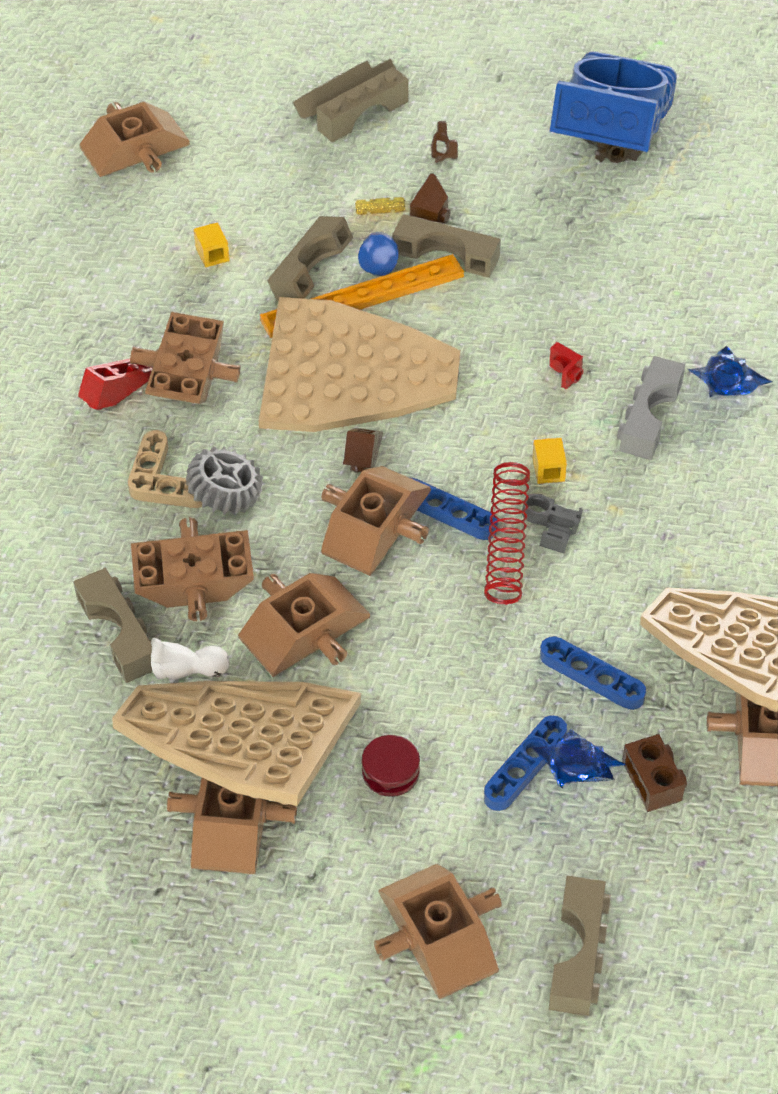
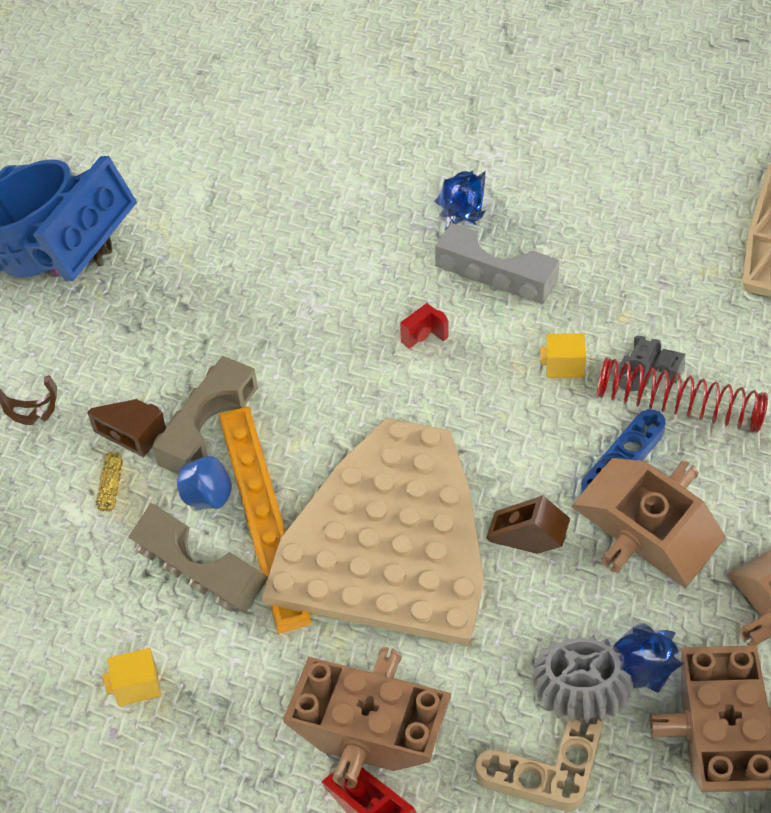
camera: 80 degrees left, 0 degrees up
(244, 510) = (648, 656): none -> clear blue hair

